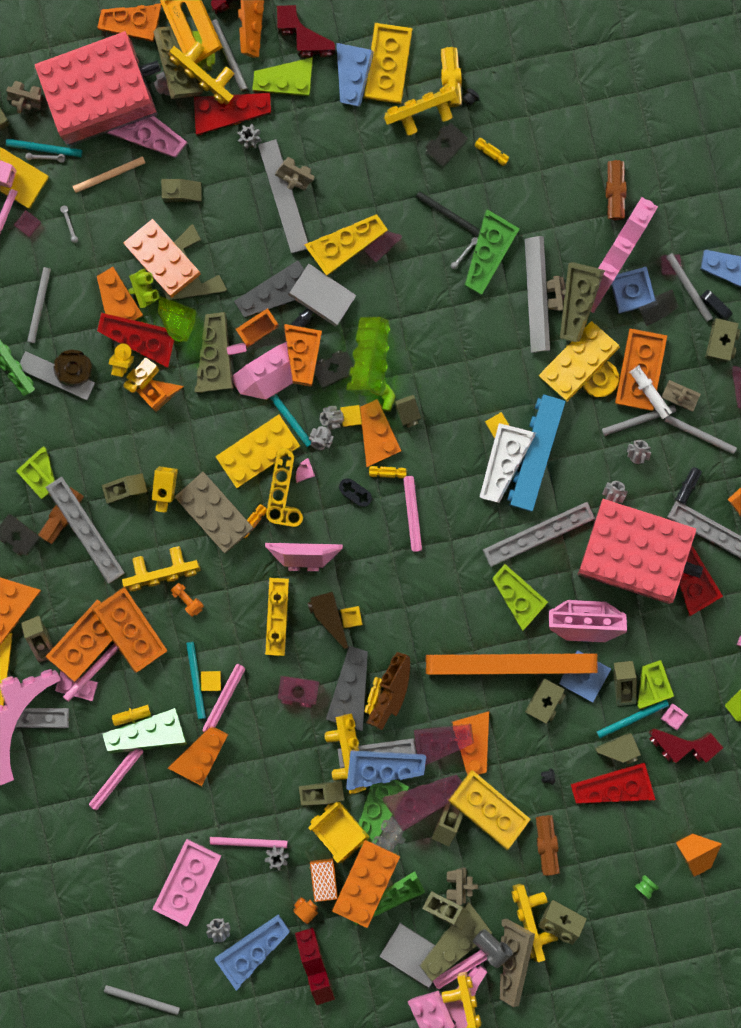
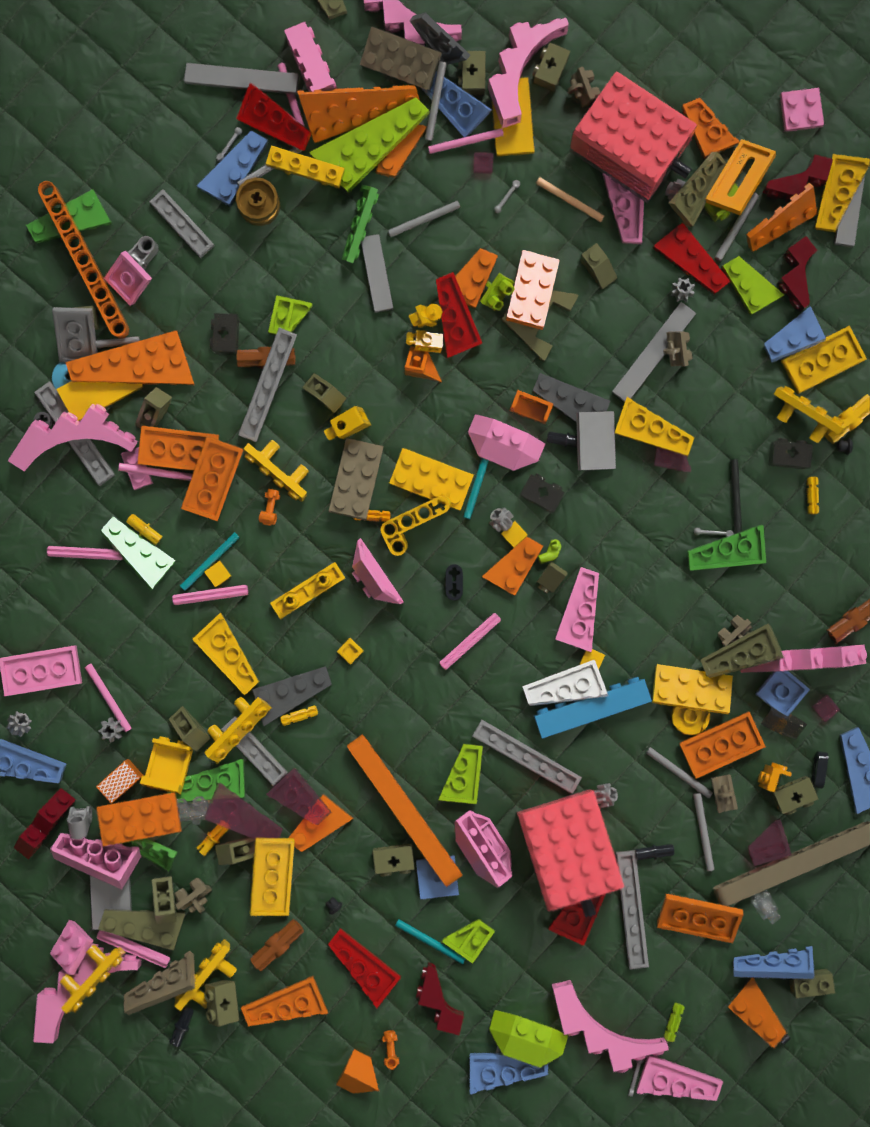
camera: 55 degrees right, 0 degrees up
(43, 148) = (554, 132): teal bar -> none
(61, 158) = (555, 151): light grey hinge -> none
(72, 368) = (392, 281): dark brown tile -> none
(177, 319) = (491, 336): clear neon green slope -> none
(192, 70) = (702, 223): yellow plate -> none
(200, 756) = (150, 609): orange wing -> none
(215, 362) = (480, 392): olive wing -> none
(237, 348) = (502, 402): bright pink tile -> none
(278, 719) = (226, 653): none -> yellow wing
(286, 688) = (269, 657): clear pink brick -> none
(302, 352) = (537, 458): orange wing -> none
(304, 471) = (442, 528): bright pink tile -> none
(305, 910) = (85, 783): orange plate -> none
(321, 438) = (478, 522): light grey gear -> none
(327, 613) = (338, 630): dark brown slope -> none
(334, 936) = (79, 822): none -> light grey piece
(370, 357) = (572, 516): clear neon green wedge -> none
(382, 767) = (240, 759): medium blue wing -> none
(382, 937) = (107, 863): none -> bright pink wedge
(388, 472) = (489, 596): yellow axle -> none
(395, 687) = (308, 731): reddish brown slope -> none
(424, 837) = (212, 838): none -> yellow axle
(454, 409) = (579, 616): none -> bright pink wing
(496, 952) = (158, 965): dark grey piece -> none
(537, 294) = (722, 615): light grey tile -> none
(558, 969) = (181, 1026): none -> black axle
(602, 865) = (294, 1001): none -> orange wing
(621, 749) = (398, 949): olive slope -> none
(625, 683) = (455, 914): olive slope -> none
(638, 451) = (653, 791): light grey gear -> none
(646, 386) = (712, 758): white pin -> none
(646, 887) = (300, 1051): bright green wheel -> none
(674, 716) = (456, 975): bright pink tile -> none
(689, 287) = (818, 736): light grey bar -> none
(692, 348) = (770, 775): none -> light orange bracket
(705, 817) = (391, 1060): none -> orange bar

